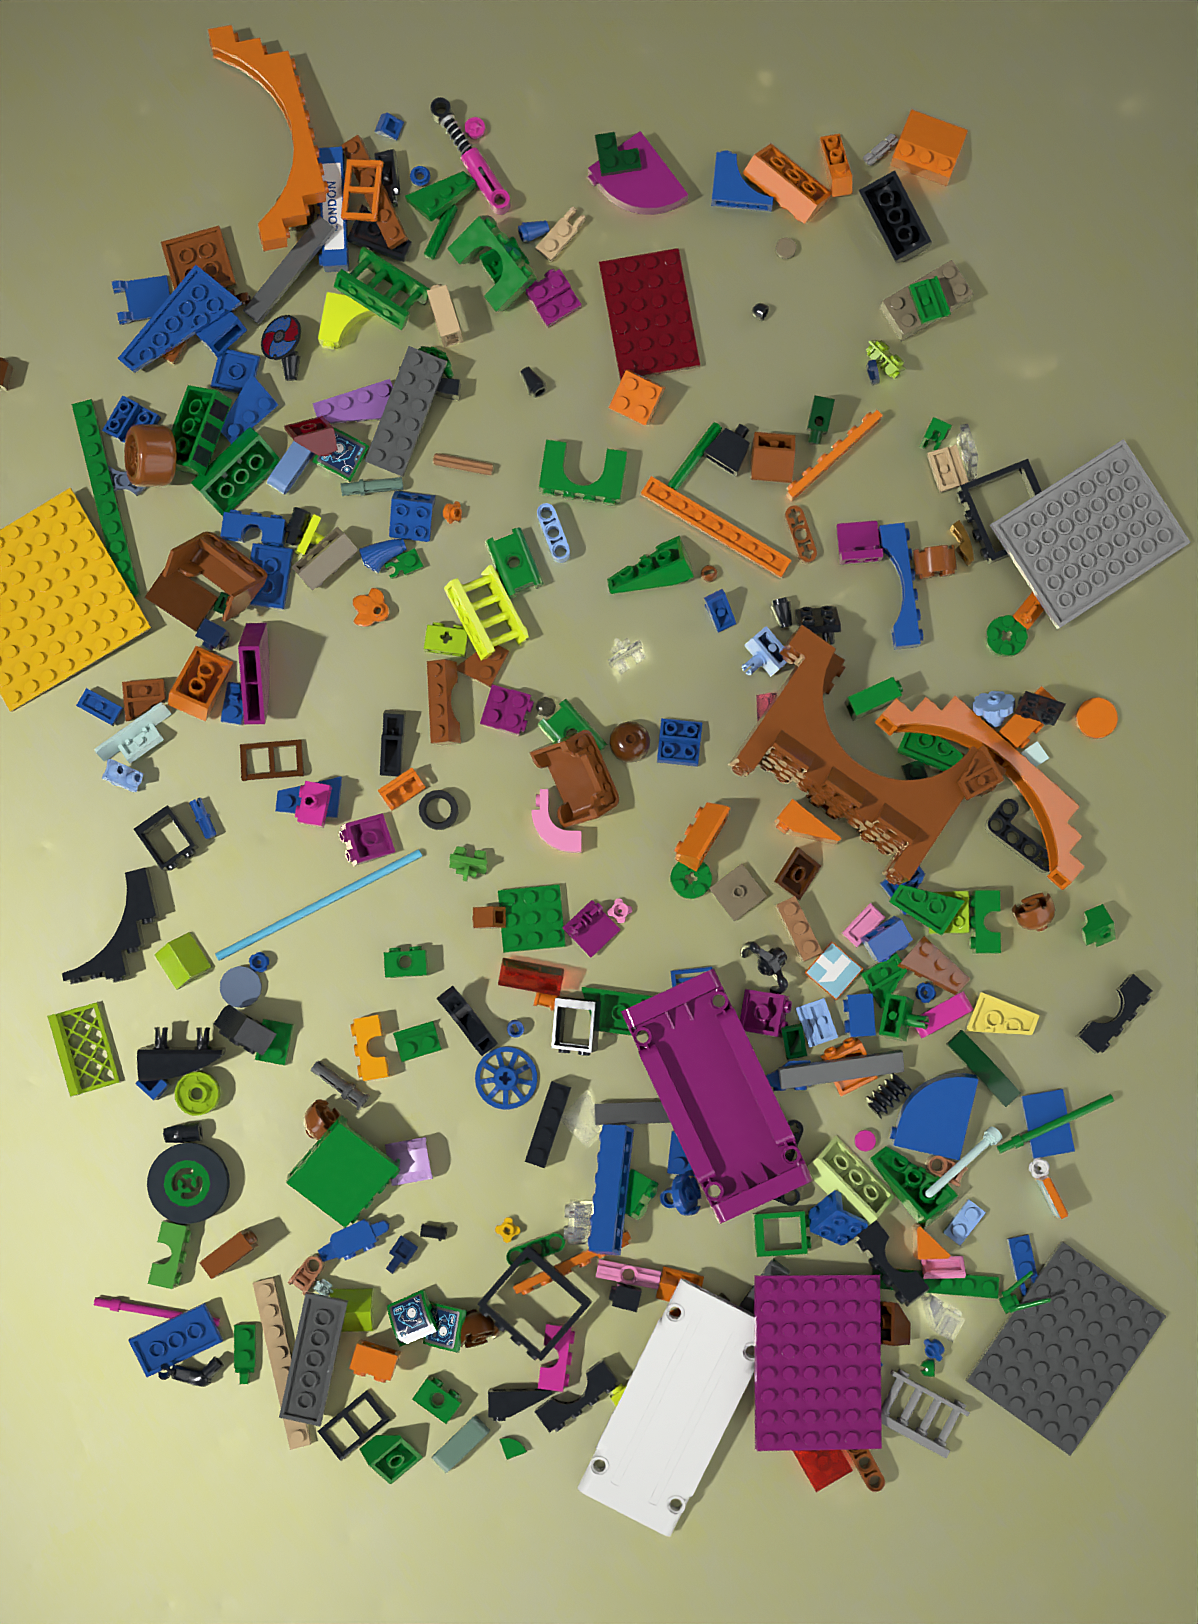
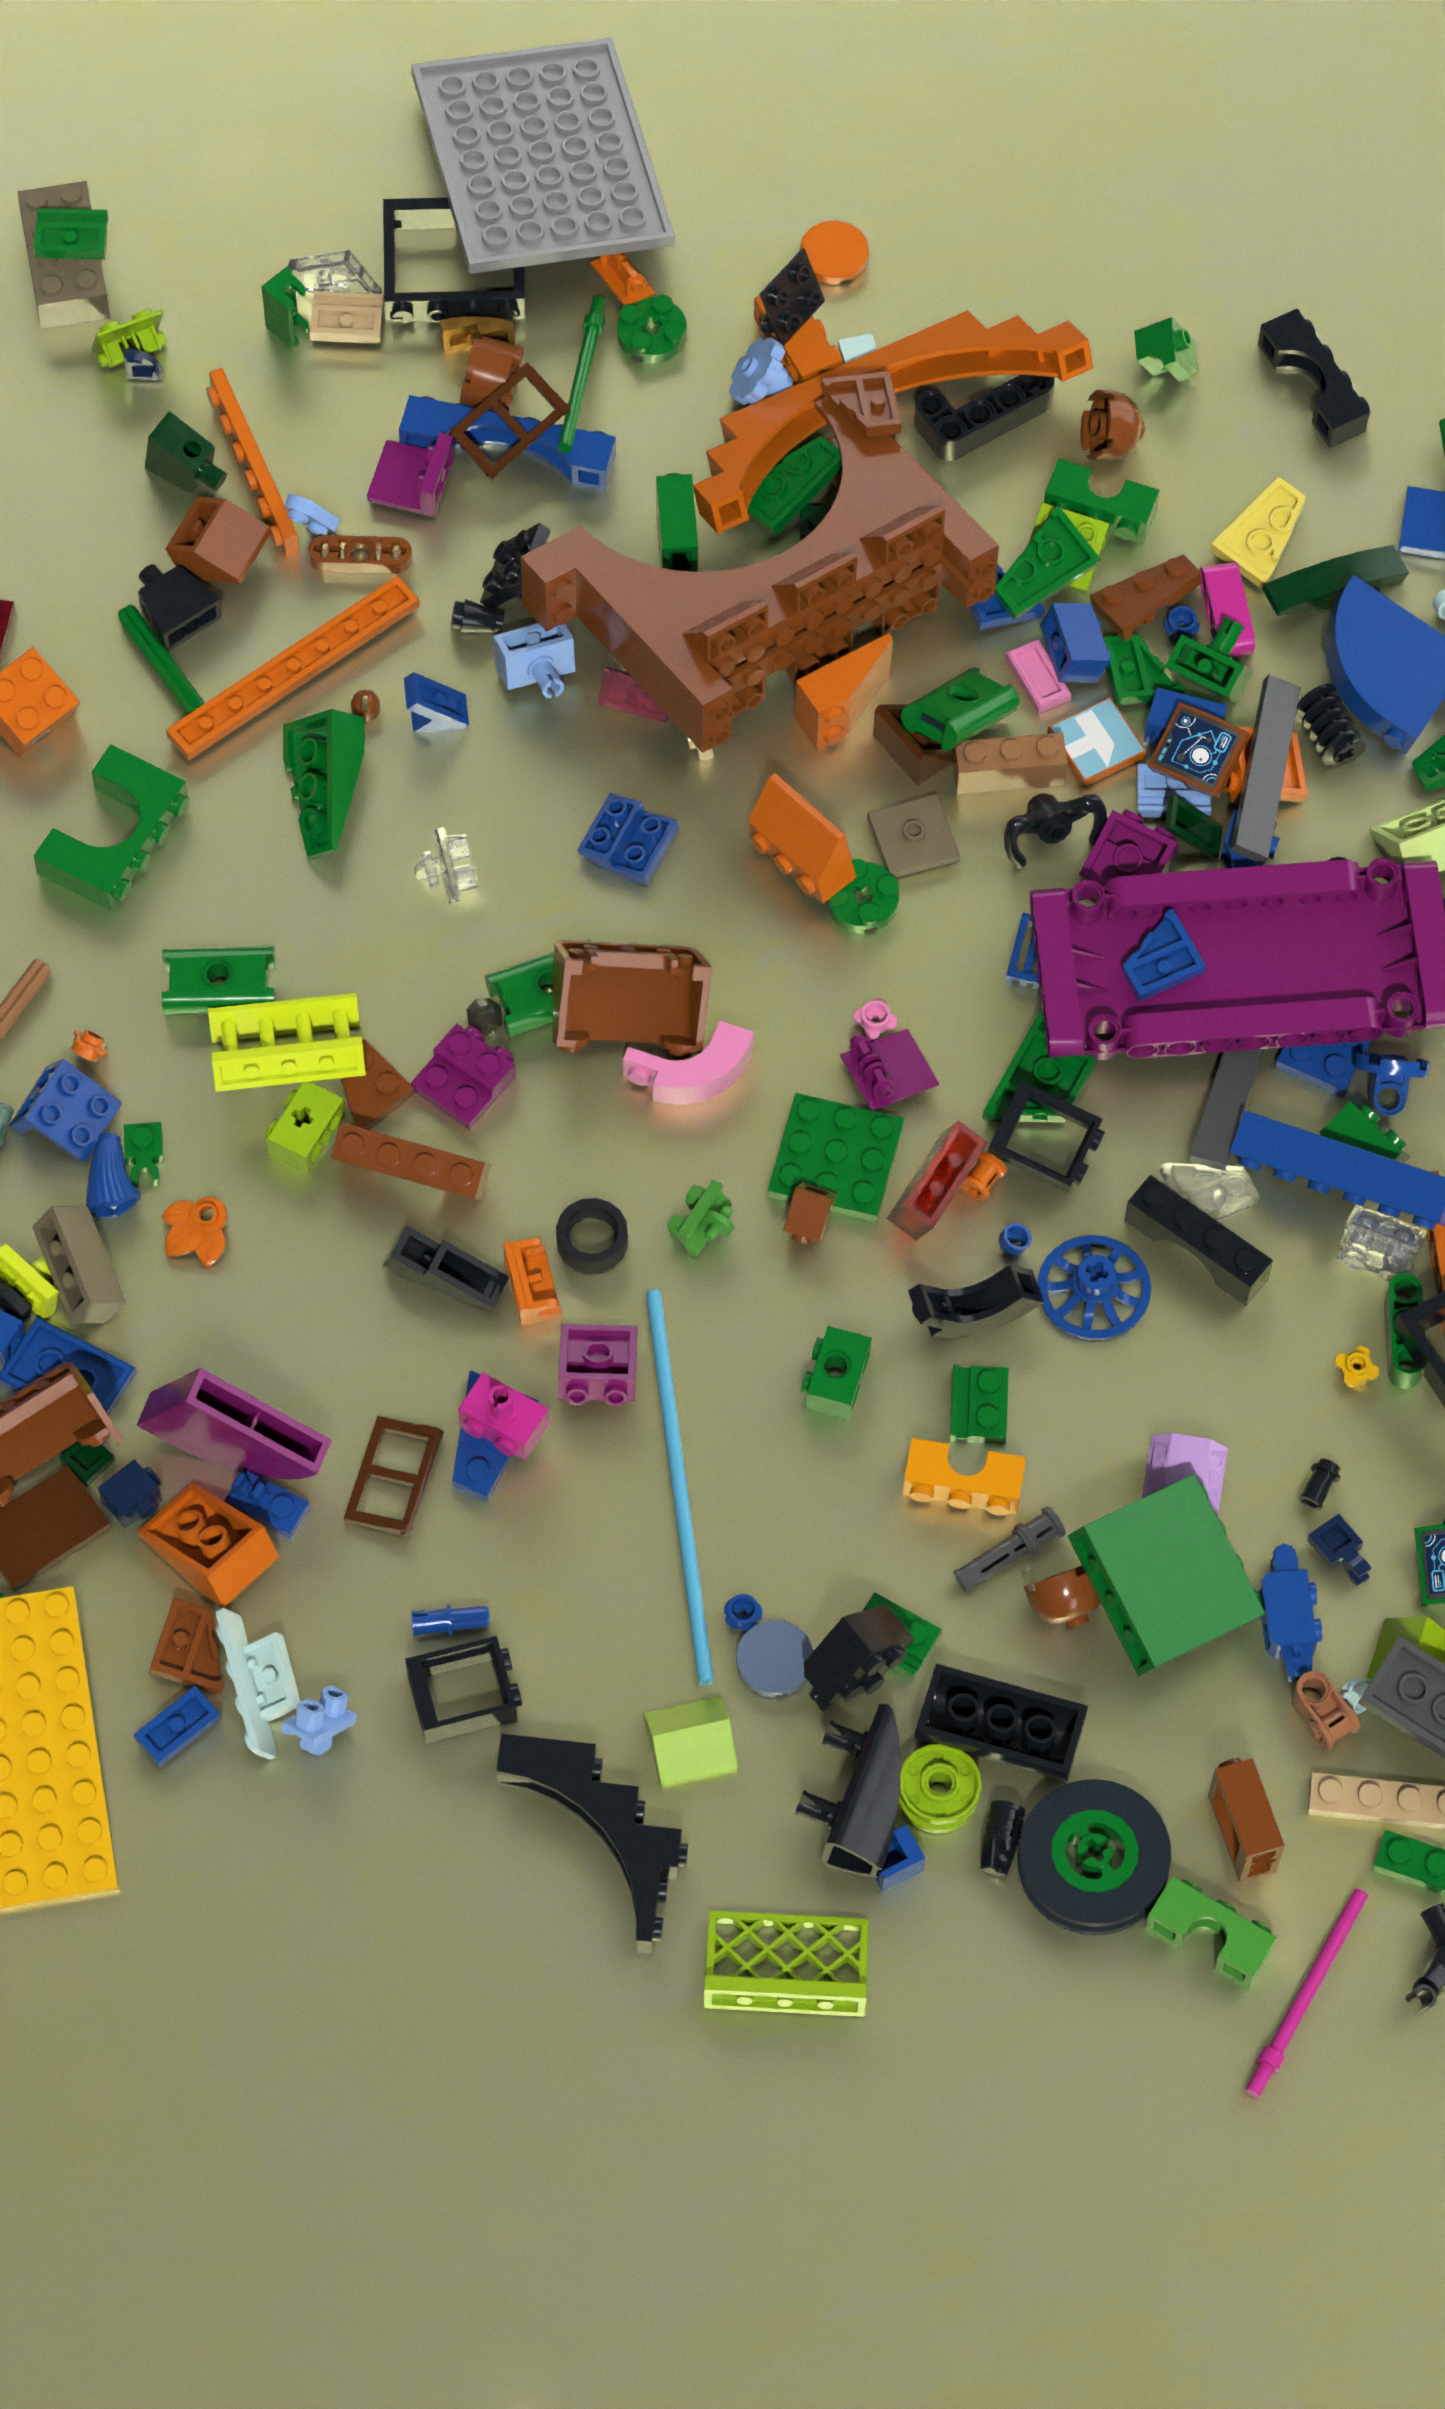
camera: 75 degrees left, 20 degrees down
(175, 1339) = (1368, 1972): blue tile -> none
(238, 1113) = (1001, 1722): none -> black brick
(553, 523) = (180, 895): light blue beam -> none
(629, 742) = (596, 909): reddish brown cylinder -> none
(699, 1052) = (1163, 960): none -> blue wing
(803, 891) = (960, 709): none -> green piece
(808, 499) = (307, 512): none -> light blue plate
(838, 1029) = (1198, 750): none -> slope
(865, 1140) = (1392, 788): dark pink tile -> none
(899, 595) = (526, 439): none -> reddish brown window
(993, 604) = (592, 328): none -> green bar

